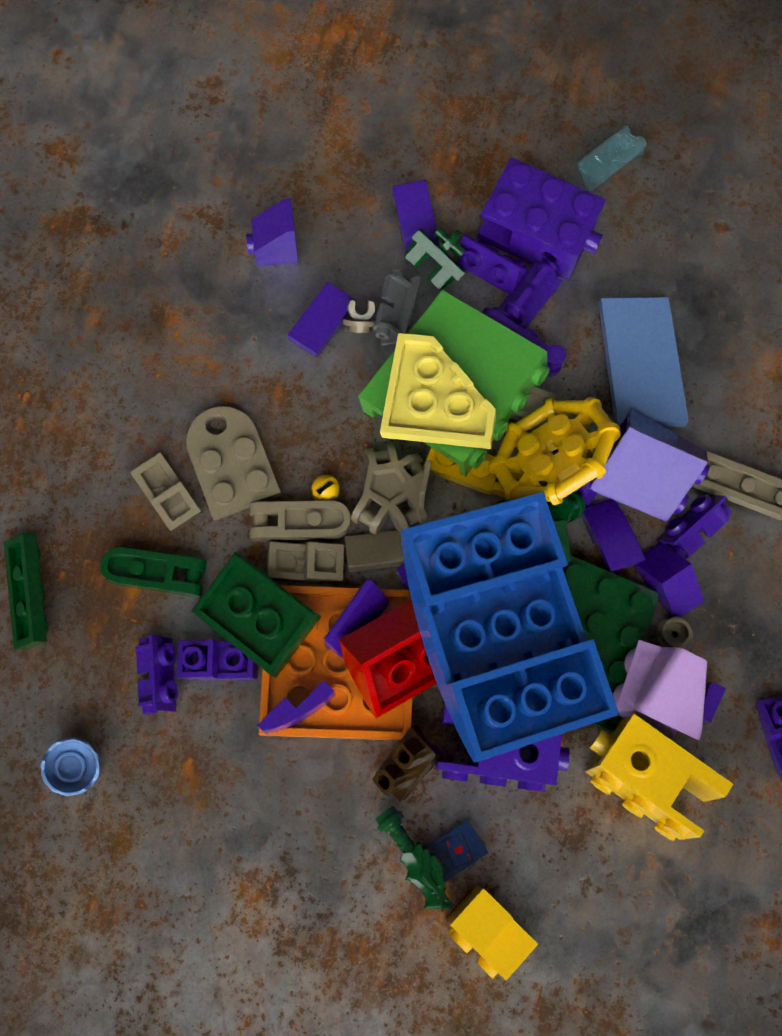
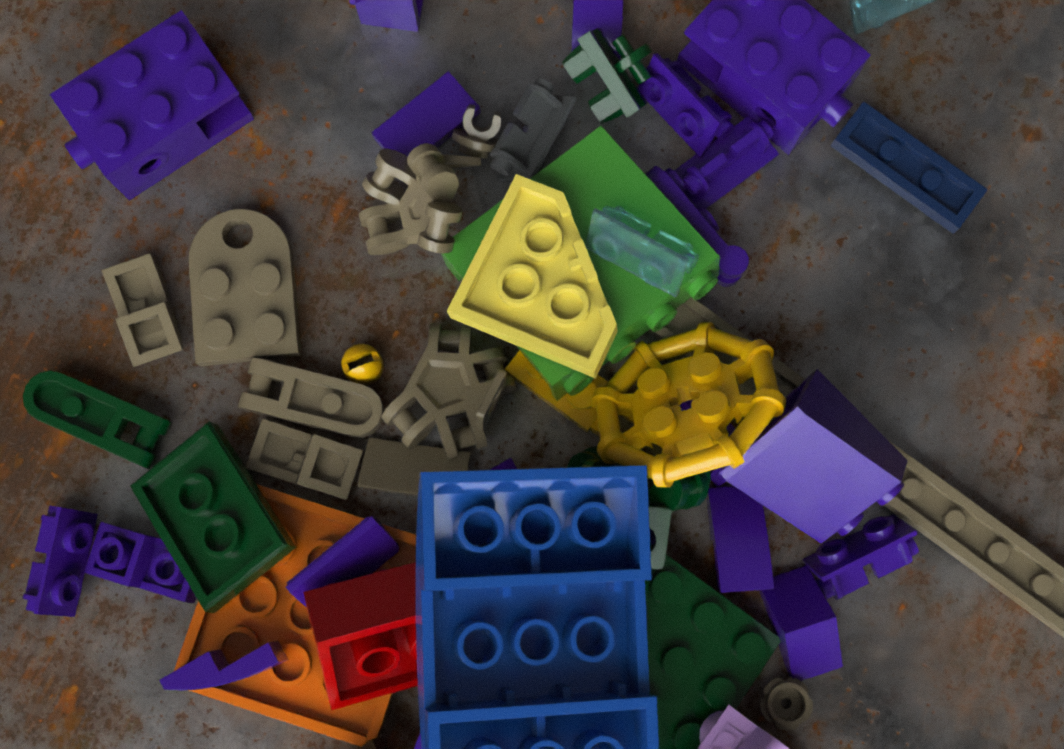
camera: 20 degrees right, 5 degrees up
(135, 353) = (150, 107): none -> dark purple torso
(341, 371) = (422, 208): none -> dark tan piece
(487, 359) = (623, 241): none -> clear light blue hinge
(643, 359) = (858, 300): medium blue tile -> none
(650, 268) = (909, 167): none -> dark blue plate

